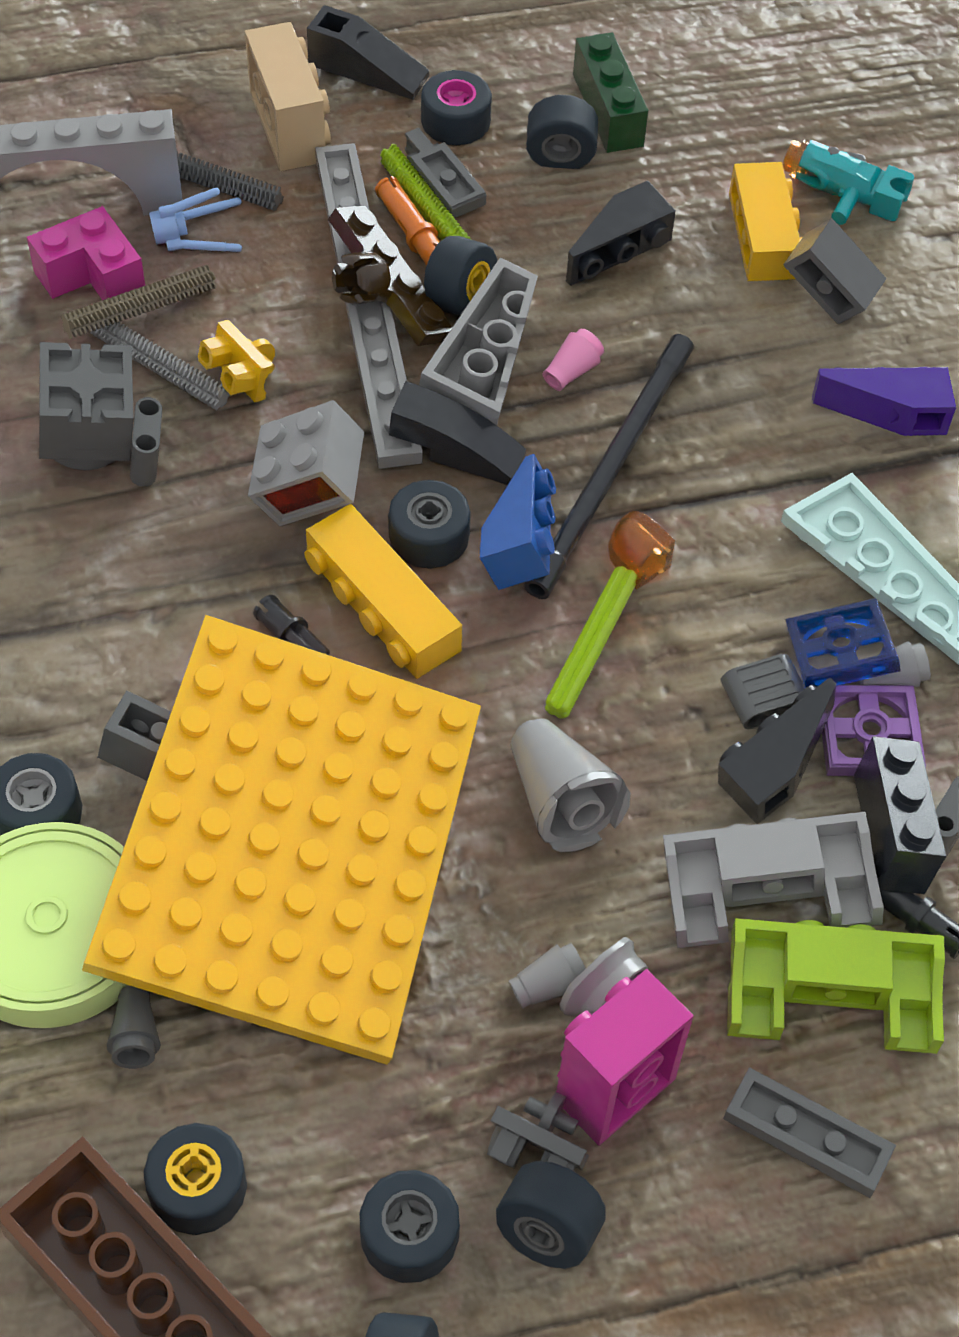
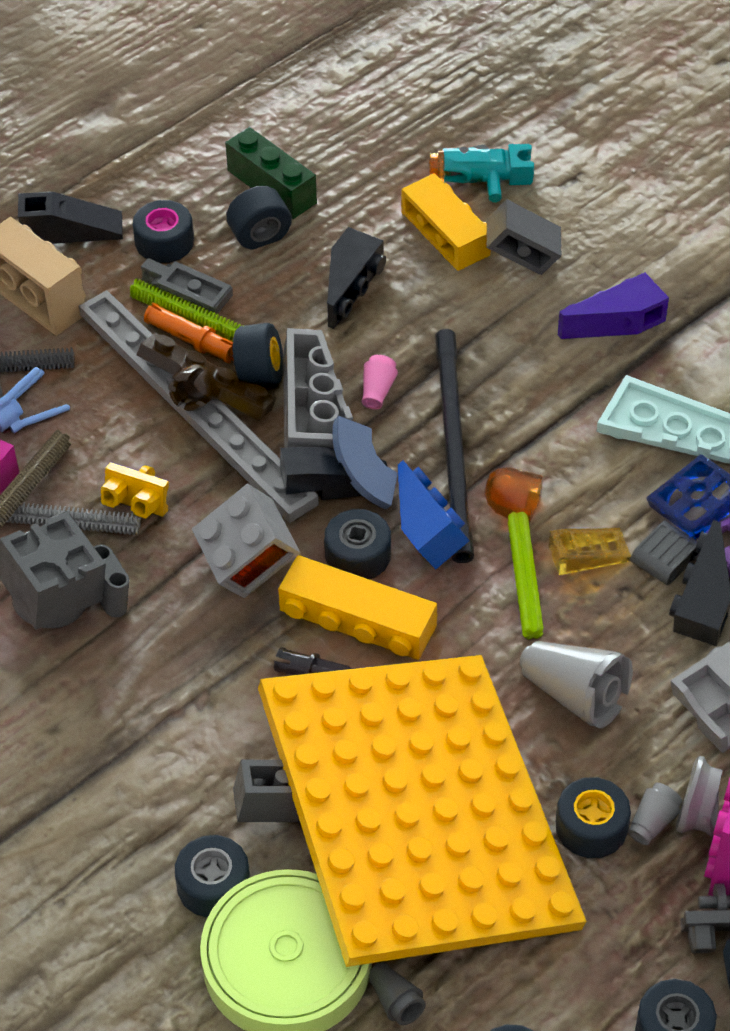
camera: 25 degrees left, 5 degrees down
(471, 927) = (592, 817): none -> black wheel
(483, 436) = (366, 470): none -> sand blue tile
(662, 654) = (573, 561): none -> clear yellow slope

